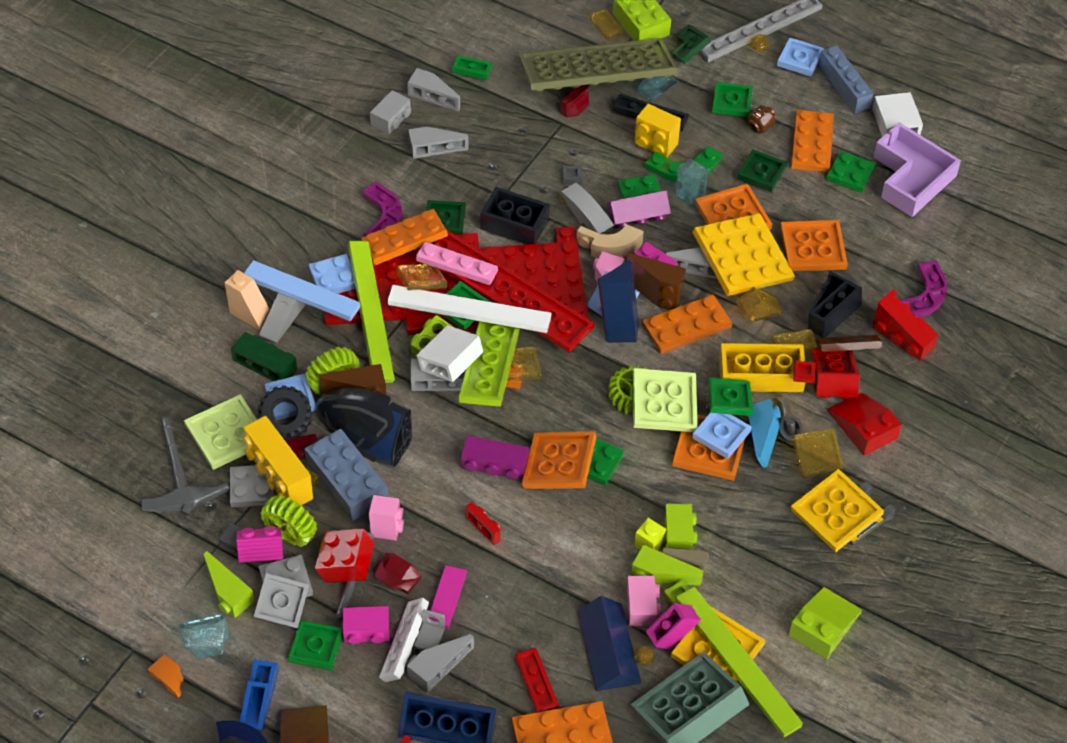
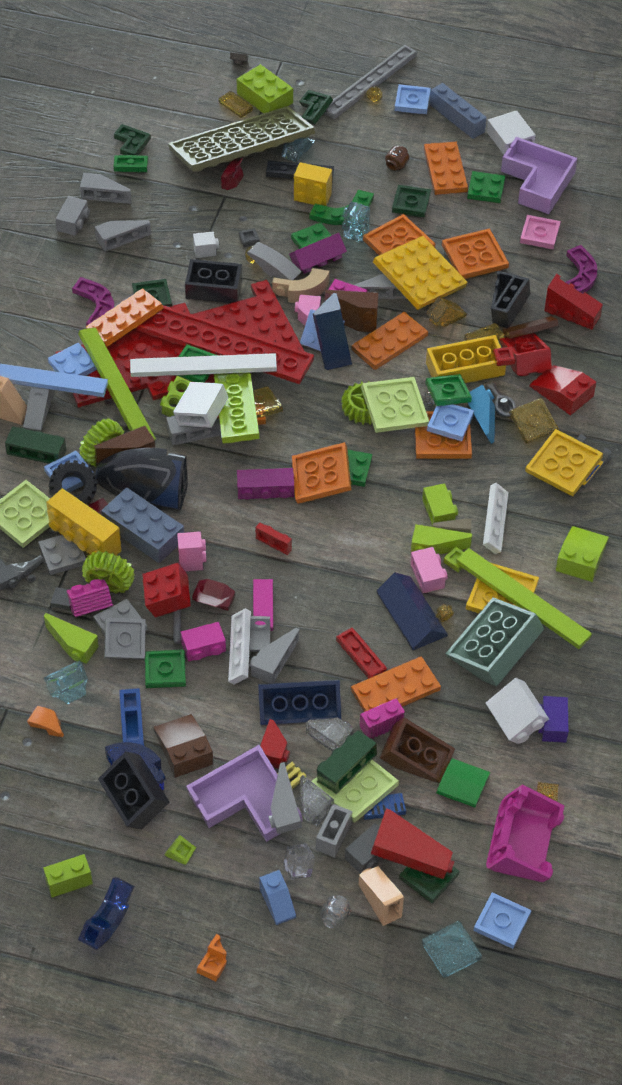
camera: 15 degrees left, 0 degrees up
(421, 277) = (152, 347): clear yellow tile -> none
(457, 263) = (179, 329): bright pink plate -> none
(484, 42) = (134, 139): none -> dark green plate
(520, 173) = (205, 244): none -> white brick
(650, 534) = (417, 514): neon yellow brick -> none
(673, 625) = (462, 582): dark pink brick -> none
(732, 99) = (366, 146): green plate -> none
(738, 558) = (495, 518): none -> white plate
(895, 235) = (540, 232): none -> bright pink plate

